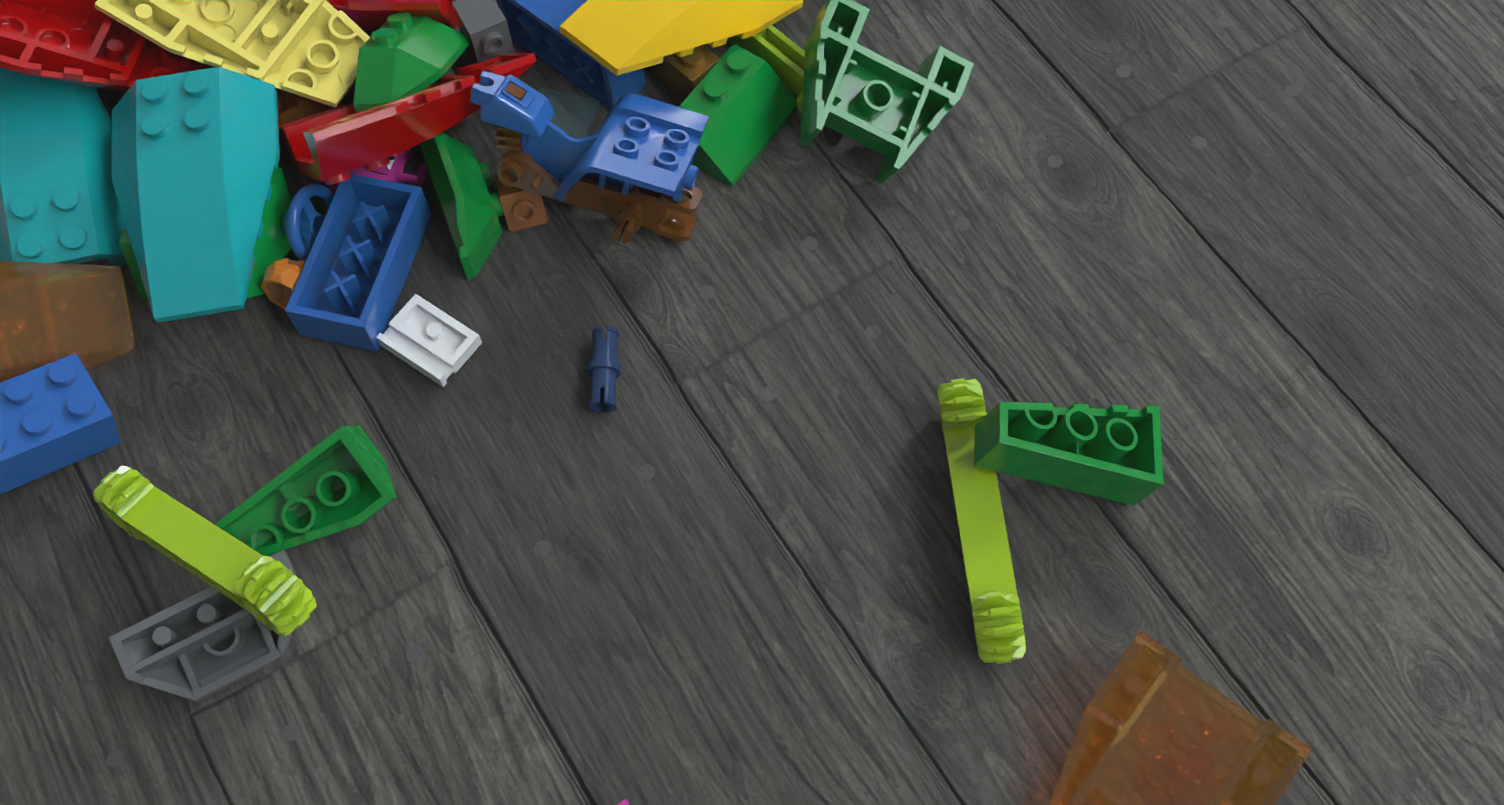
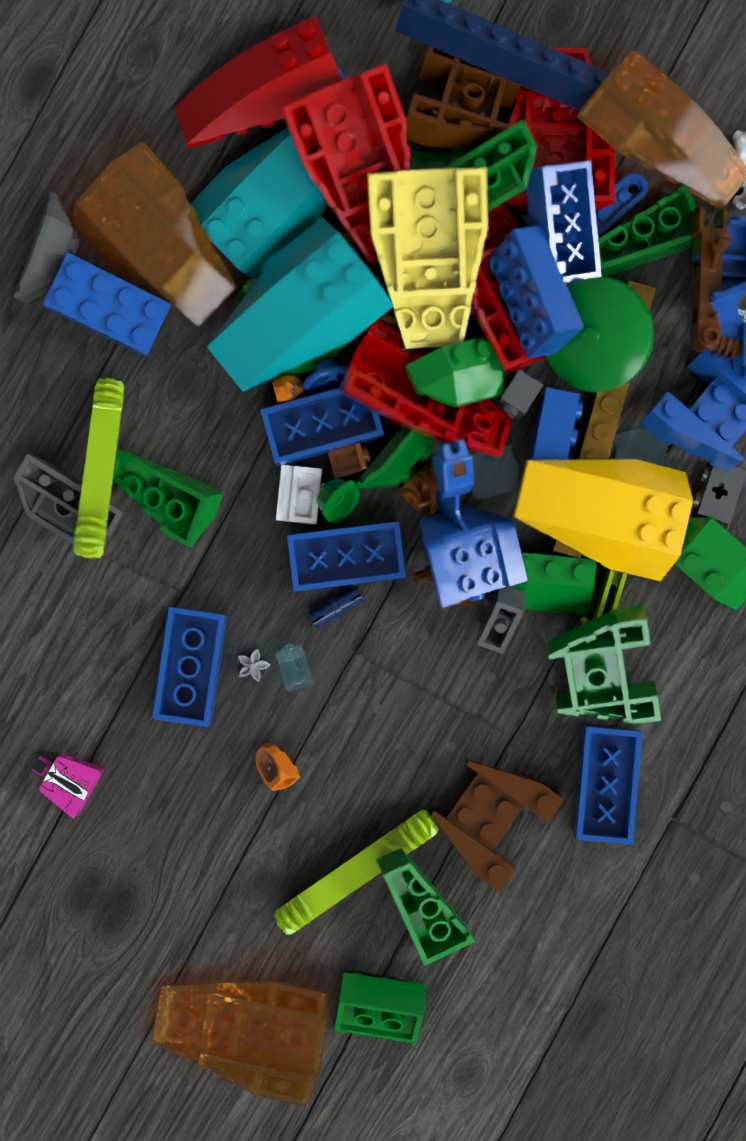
camera: 55 degrees right, 25 degrees up
(429, 258) = (349, 460): none -> dark orange bracket
(463, 289) = (337, 499): none -> green piece
(543, 316) = (346, 556): none -> blue brick
(557, 587) = (190, 666): none -> blue brick
(612, 516) = (252, 665): none -> light grey plant
(647, 458) = (294, 667): none -> clear light blue bracket
(740, 174) = (501, 619): none -> dark grey brick
(770, 552) = (275, 767): none -> orange rock
(984, 321) = (486, 812): none -> reddish brown wedge
(1023, 163) = (607, 784): none -> blue brick
(1201, 589) = (380, 1007): none -> green slope

